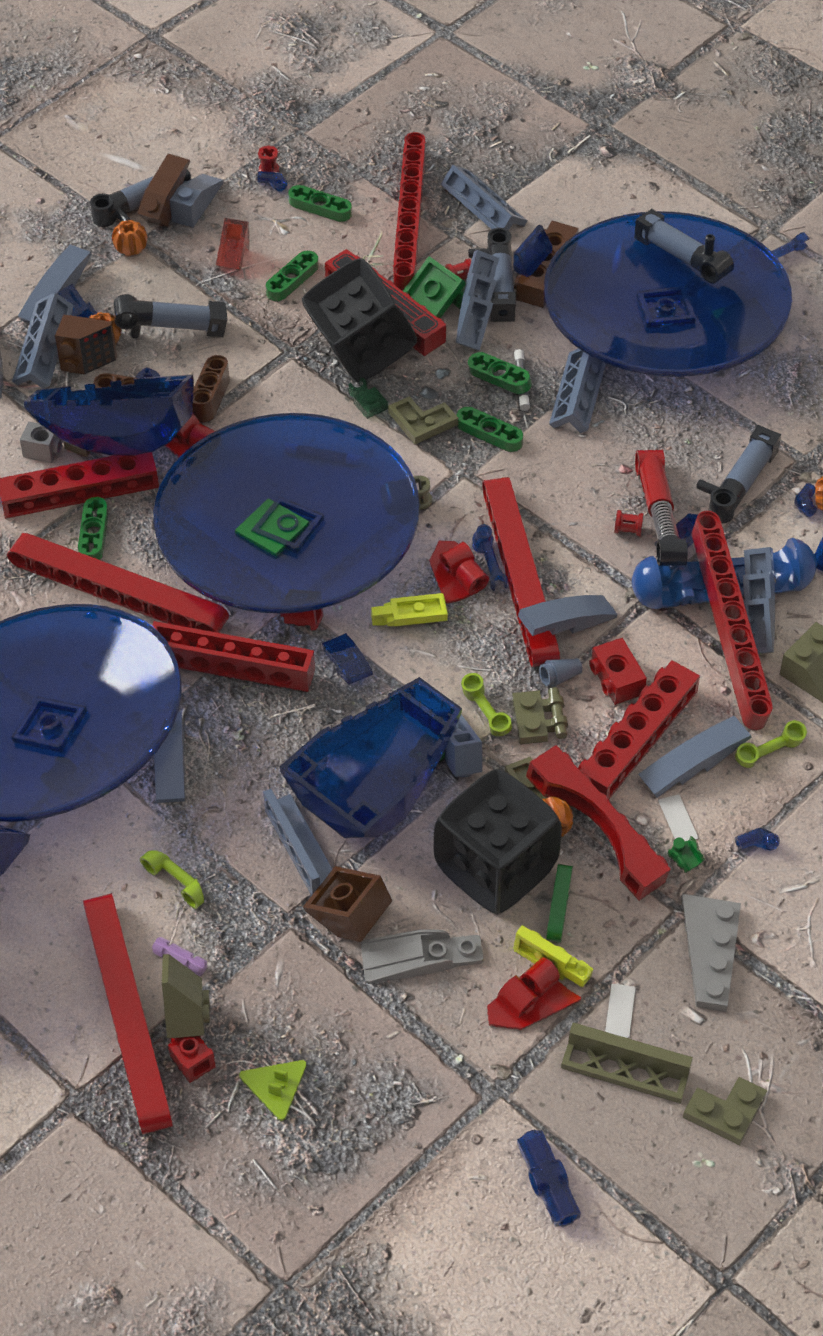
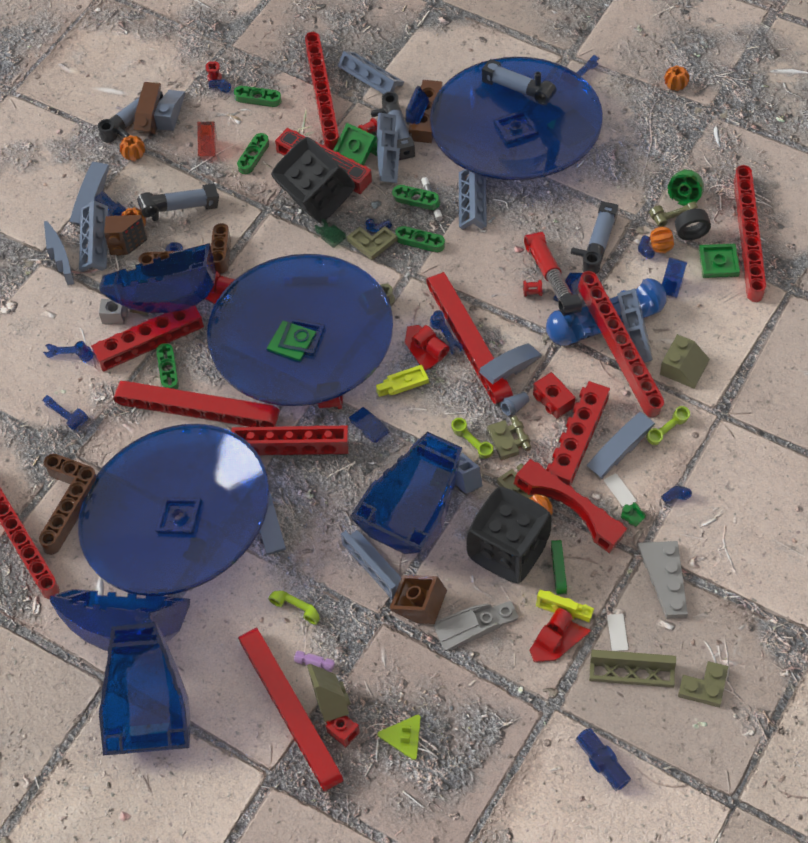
camera: 10 degrees left, 5 degrees up
(428, 401) = (375, 227): none -> clear blue arm

